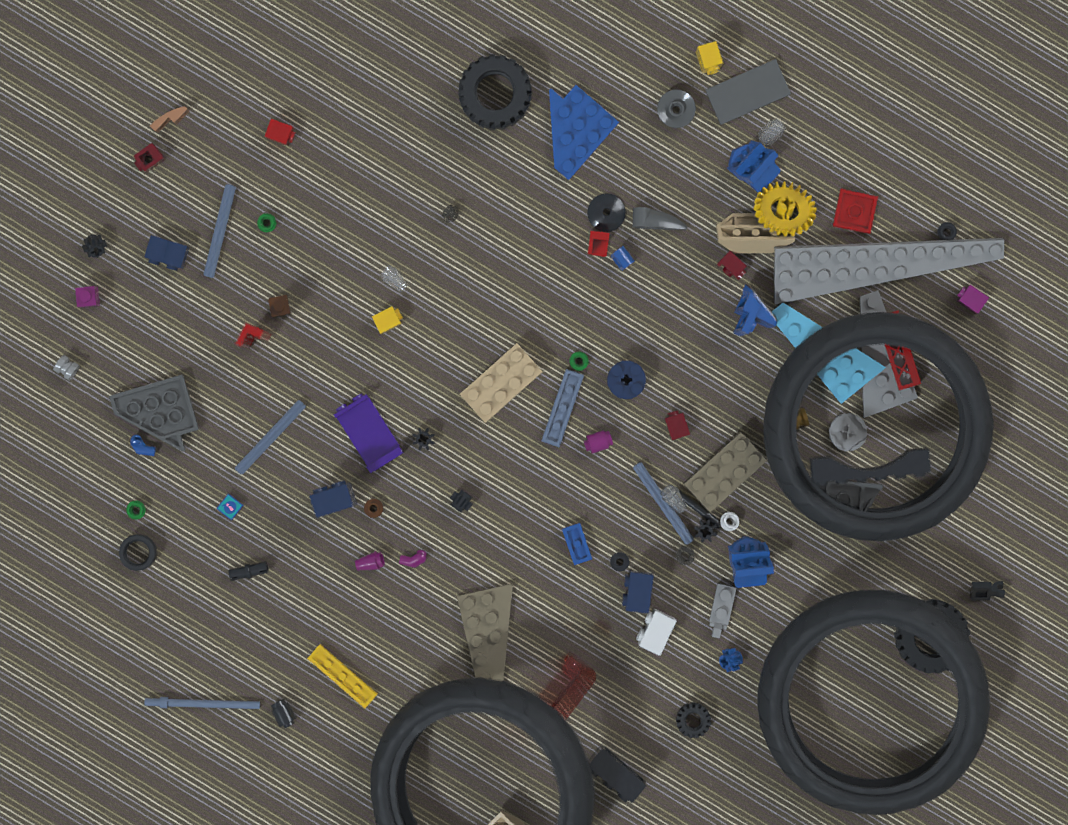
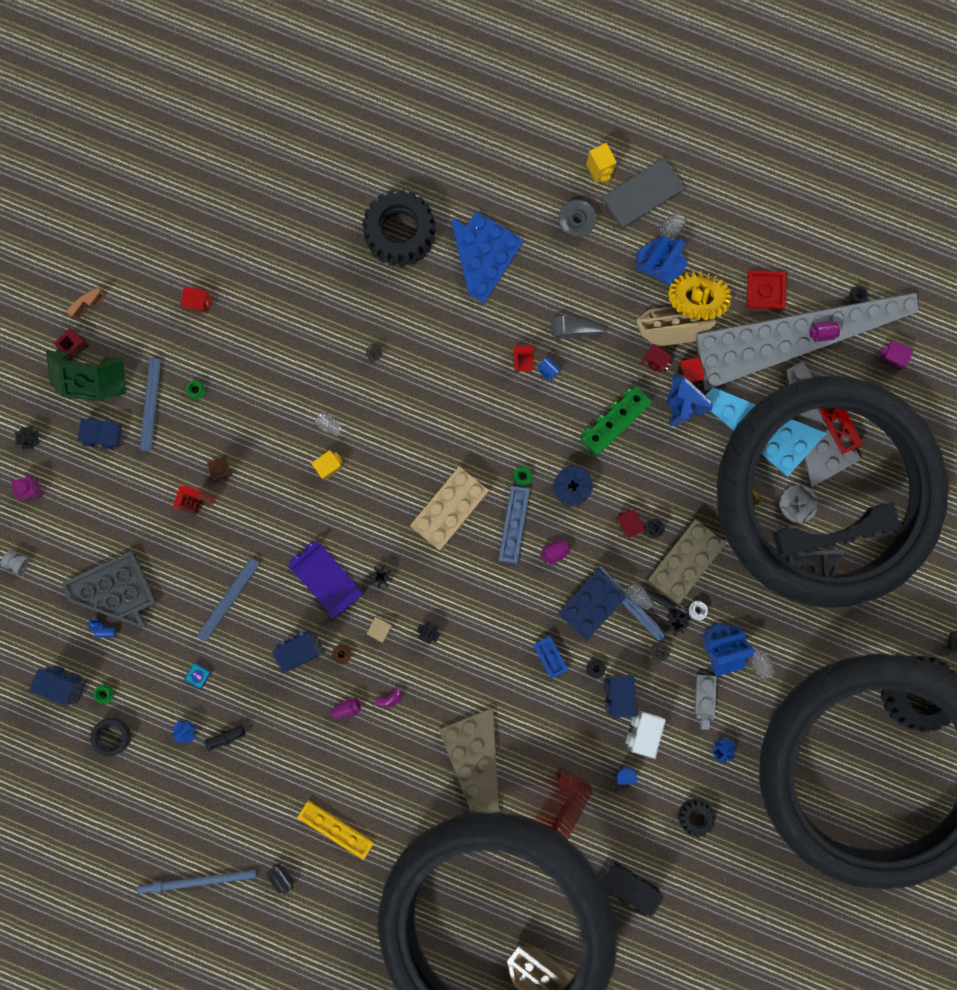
camera: 10 degrees left, 5 degrees down
(95, 494) = (58, 685): none -> dark blue brick
(160, 198) = (86, 380): none -> dark green slope
(209, 558) = (184, 731): none -> blue gear
(413, 490) = (379, 629): none -> tan slope
(599, 220) = (525, 337): black dish -> none
(626, 499) = (592, 604): none -> dark blue brick
(631, 669) = (625, 775): none -> blue brick
(680, 321) = (616, 421): none -> green brick
(699, 434) = (650, 528): none -> black wheel
(764, 283) = (692, 370): none -> red panel
(782, 583) = (761, 664): none -> clear brick
(902, 265) = (824, 331): none -> magenta brick

